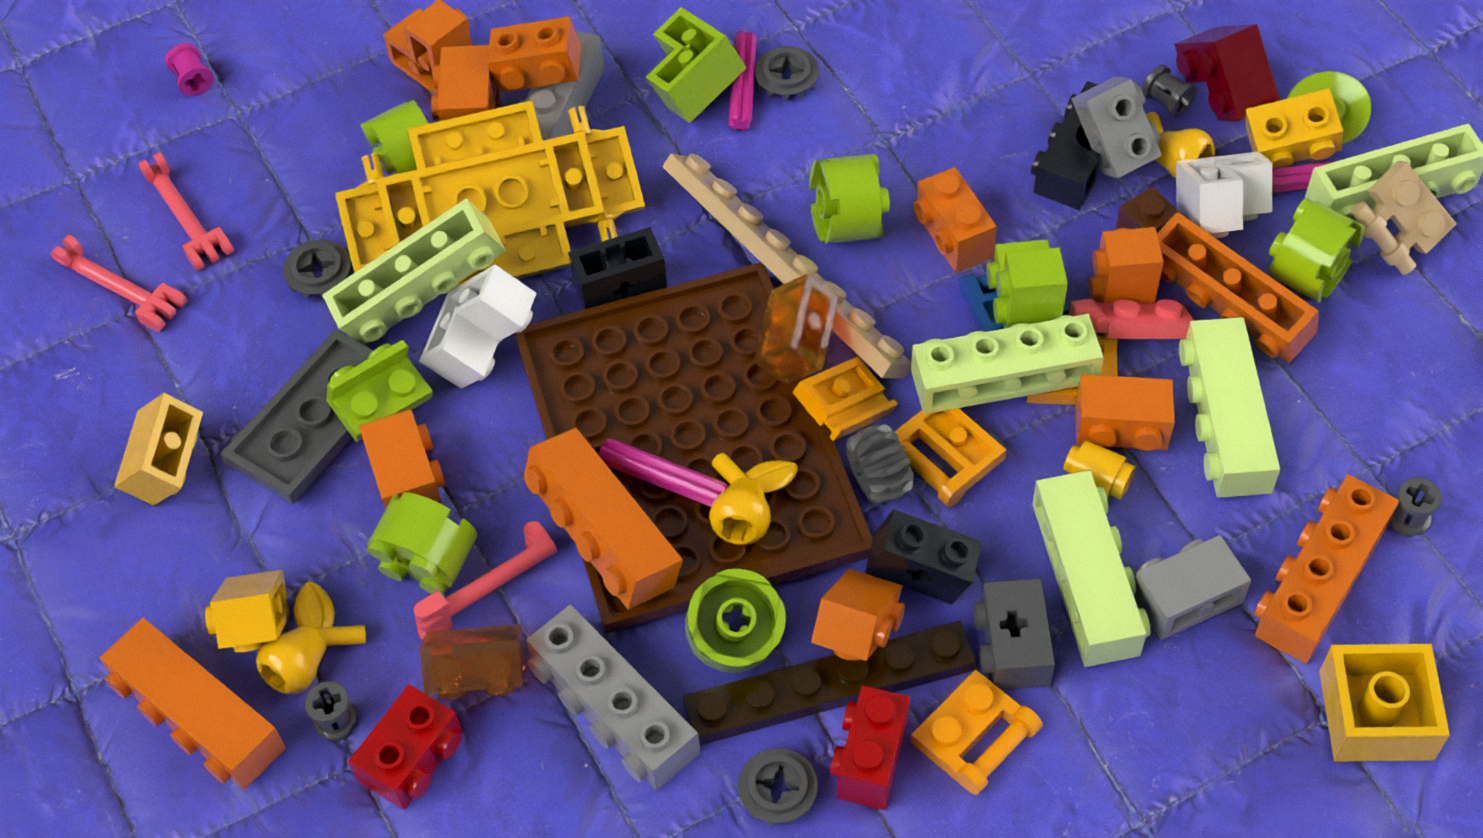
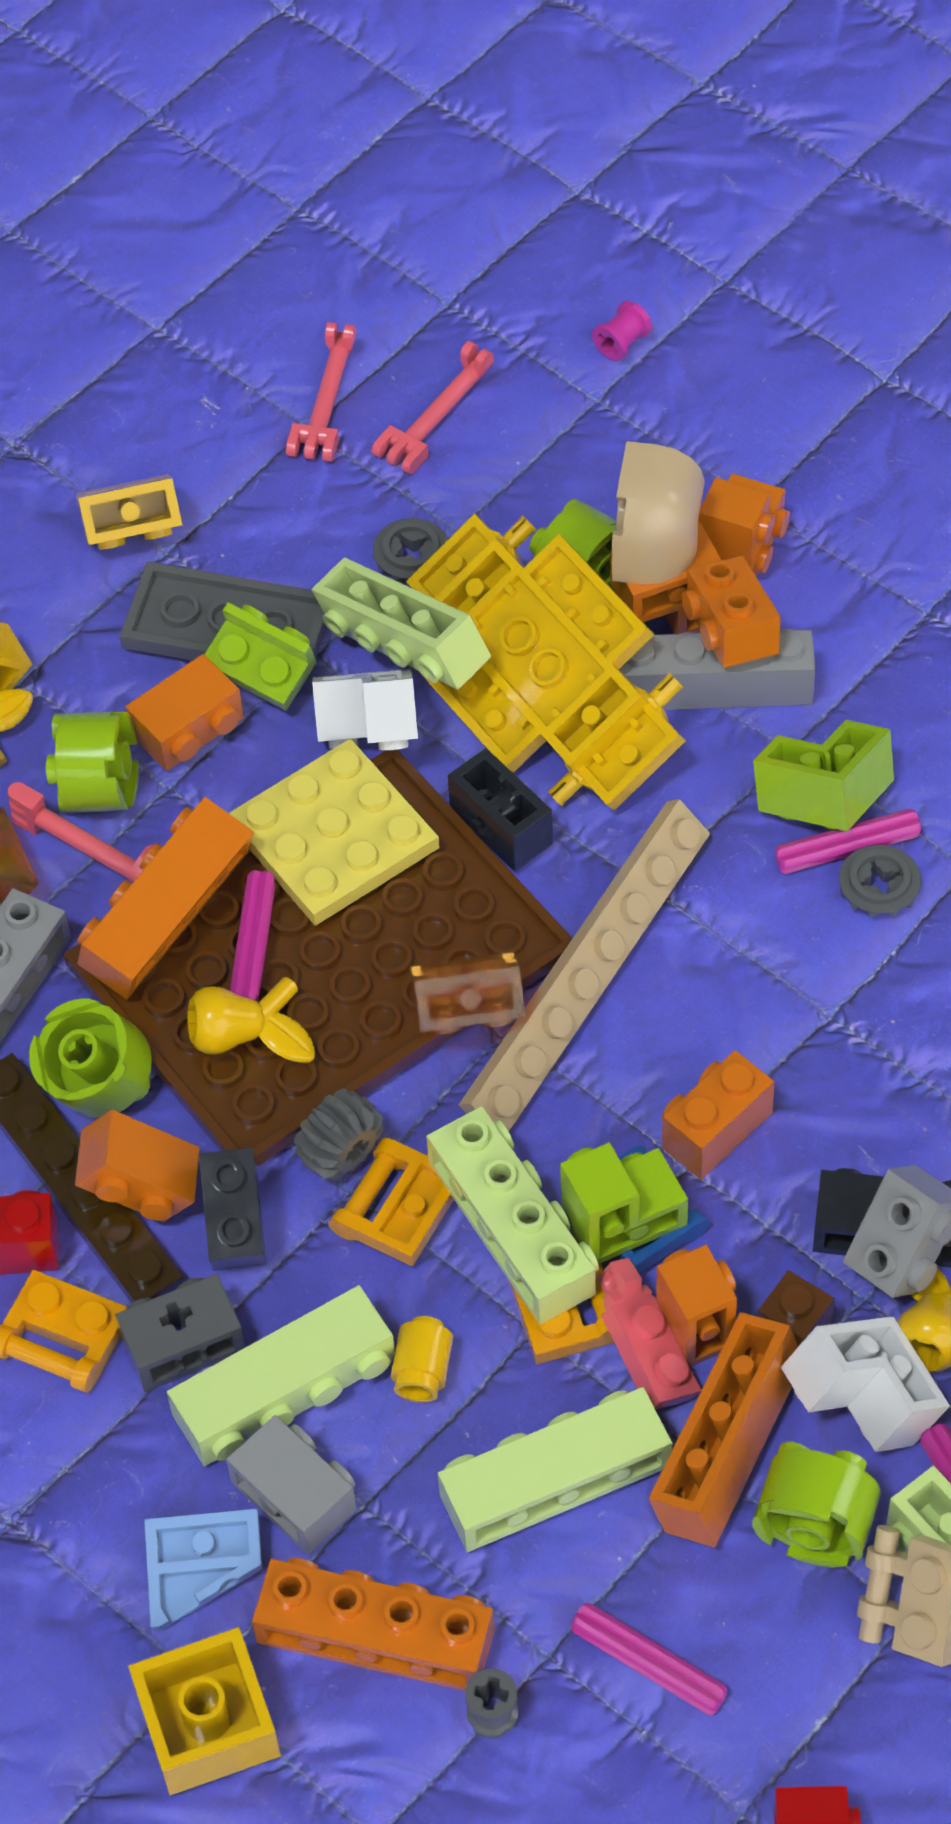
camera: 70 degrees right, 0 degrees up
(440, 49) = (655, 514): none -> tan brick
(583, 381) = (335, 831): none -> light yellow plate
(844, 398) = (414, 1076): light orange plate -> none
(848, 198) = (690, 992): lime brick -> none
(1125, 412) = (502, 1359): orange brick -> none
(1230, 681) = (198, 1560): none -> light blue wing
(1393, 401) = (649, 1658): none -> dark pink axle

